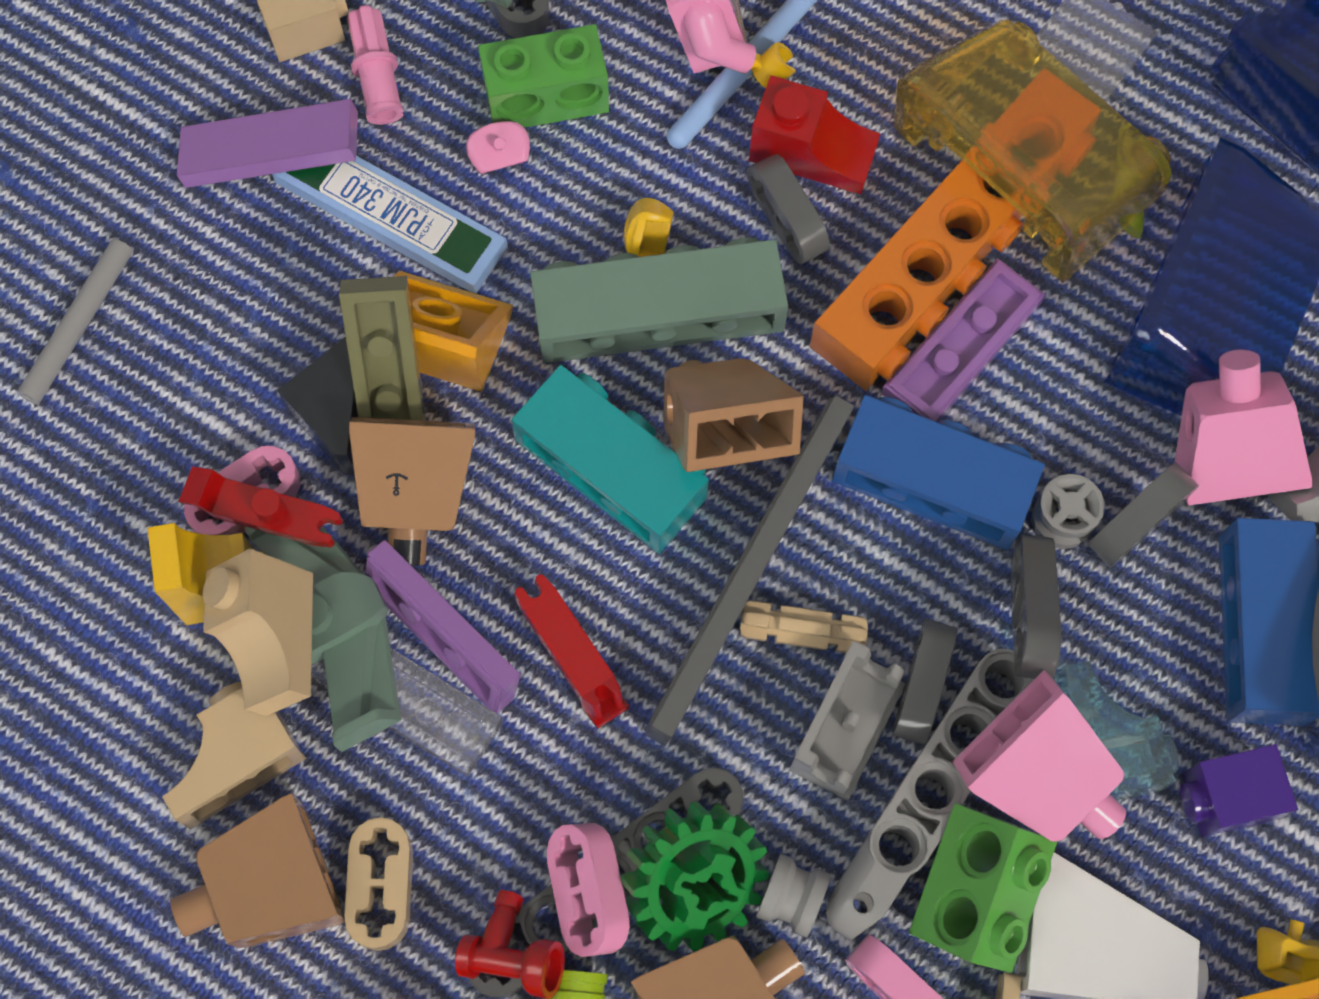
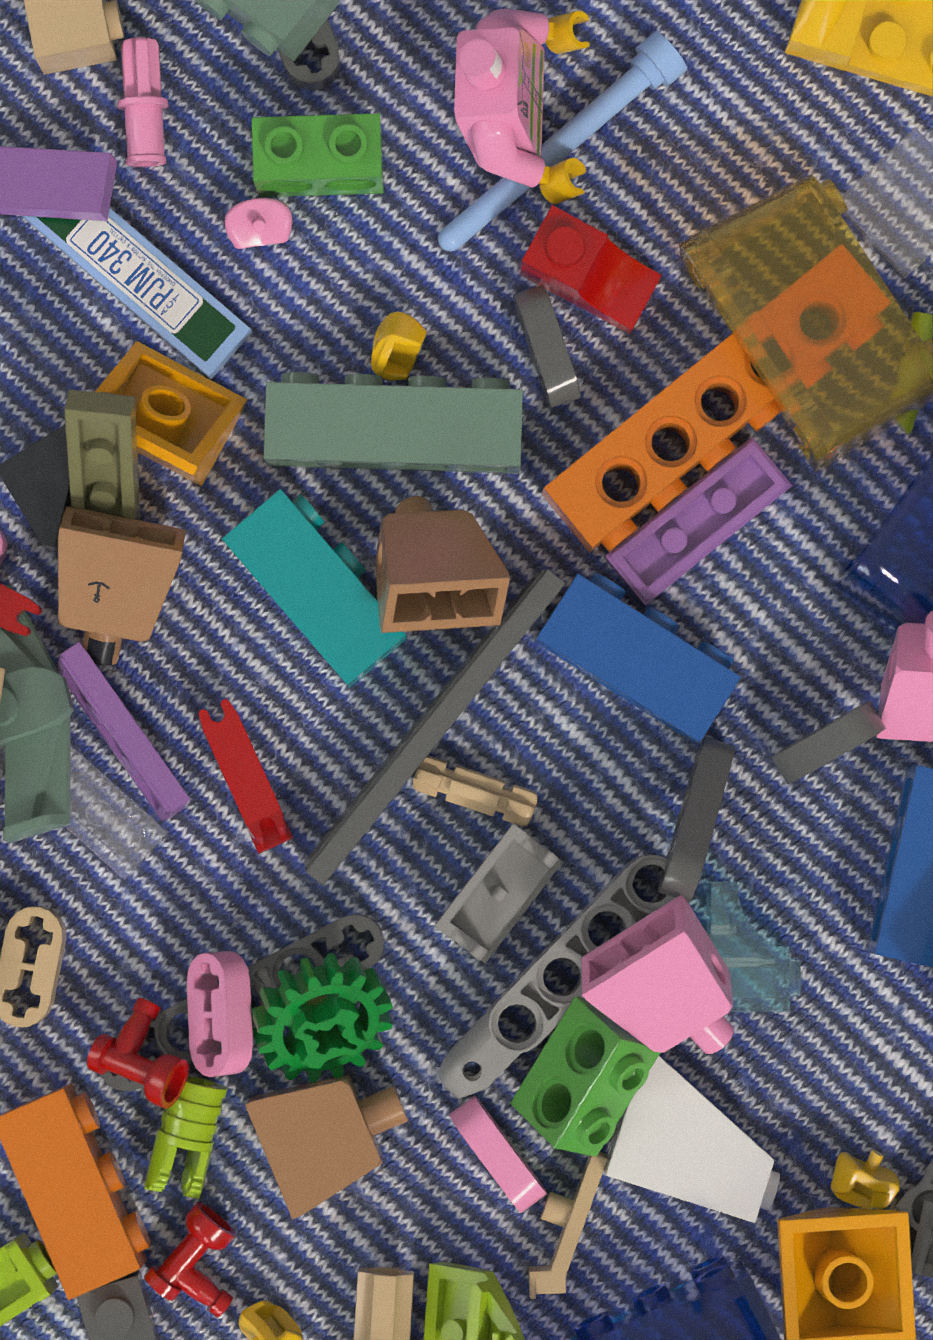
camera: 10 degrees right, 15 degrees up
(793, 895) = (412, 1047): light grey wheel -> none
(925, 681) = (579, 866): dark grey beam -> none
(1077, 500) = (767, 714): light grey wheel -> none
(1237, 791) = (850, 1025): dark purple brick -> none

